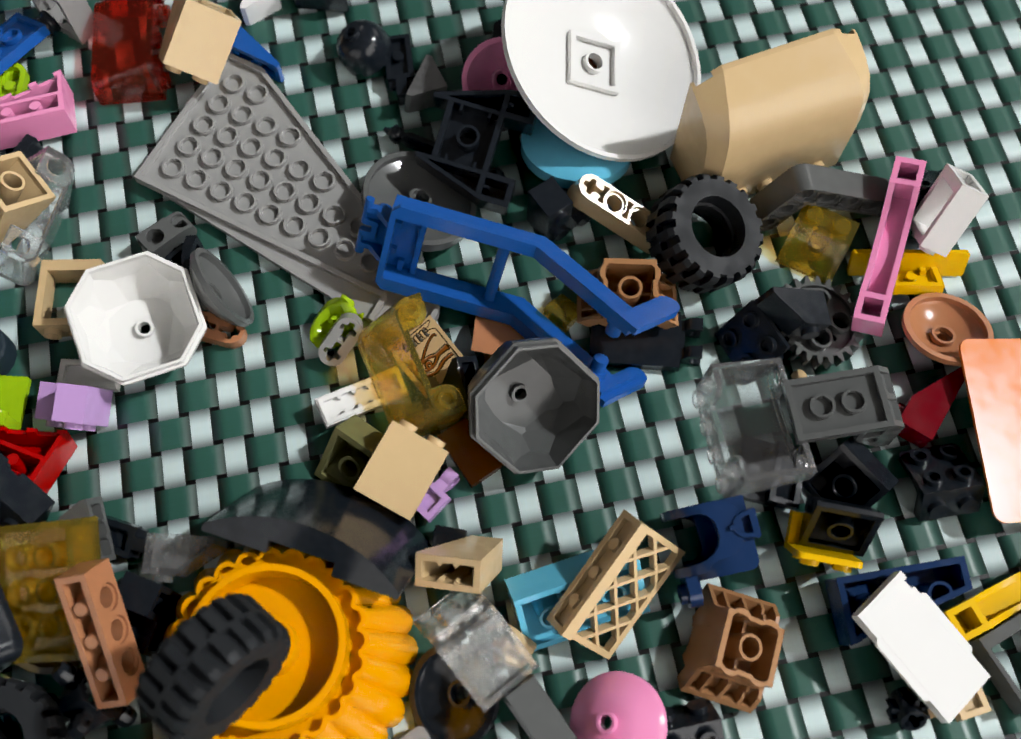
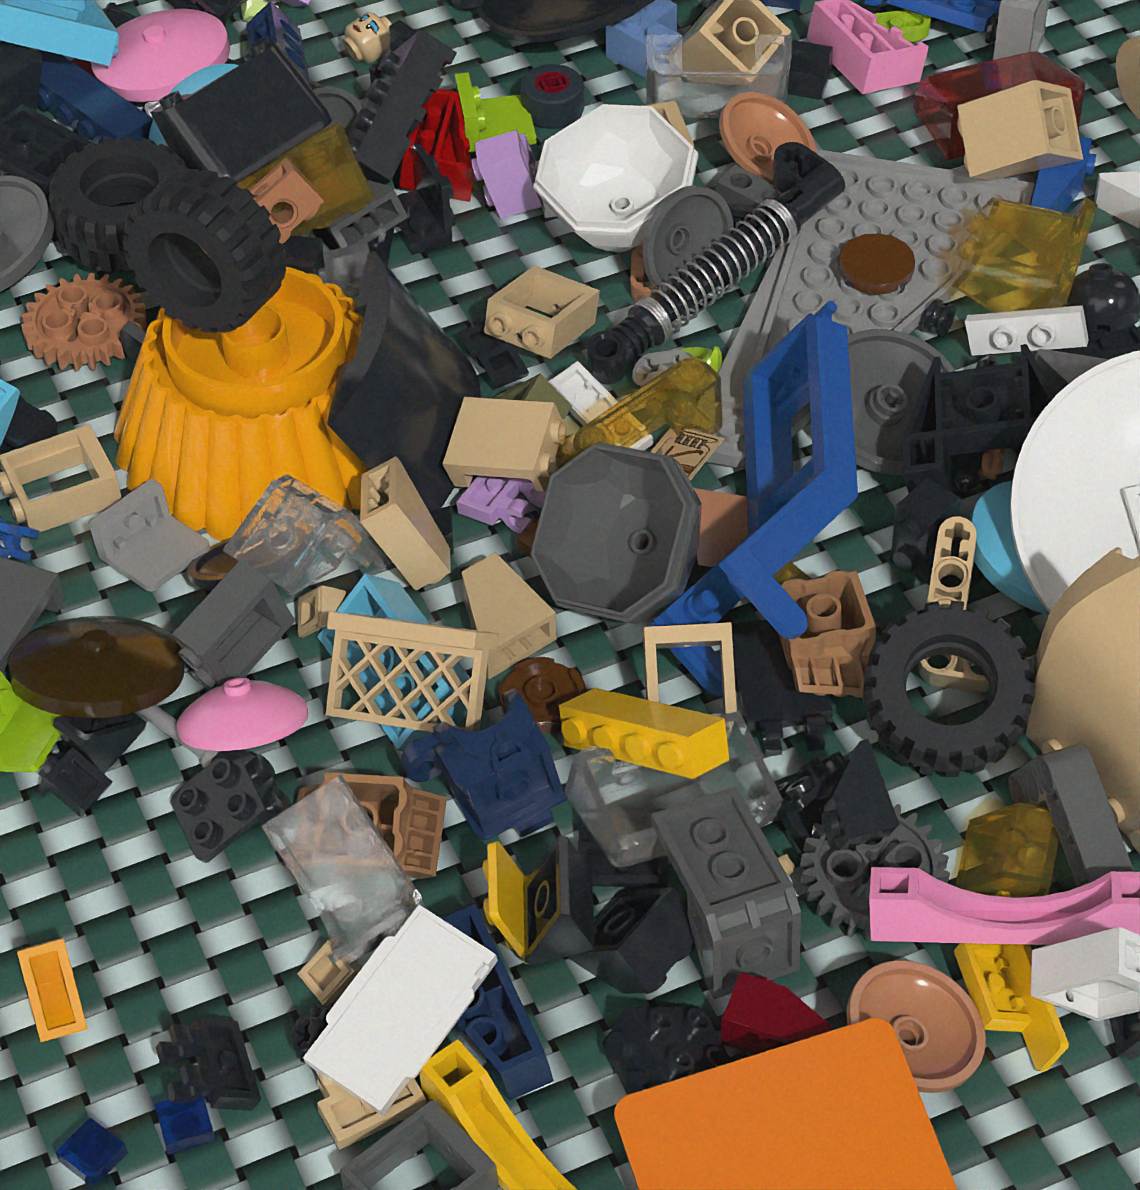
camera: 80 degrees right, 20 degrees down
(83, 478) = (427, 207): none -> black bracket
(113, 206) = (755, 127): none -> nougat dish
(231, 397) = (567, 300): none -> tan window
(270, 464) = (492, 357): none -> black slope
(277, 170) = (876, 263): none -> reddish brown tile
(285, 338) = (775, 224): none -> black piece
(317, 74) = (1022, 255): none -> clear yellow windscreen
(337, 148) = (939, 317): none -> black bush
(380, 97) = (1037, 328): none -> white plate
(547, 510) = (506, 605): none -> tan slope
(623, 489) = (543, 689): none -> reddish brown tile
(627, 399) = (690, 636): none -> tan window
(705, 433) = (645, 732): none -> yellow brick
(807, 659) = (344, 868): none -> clear bracket
(841, 692) = (327, 979): none -> tan slope

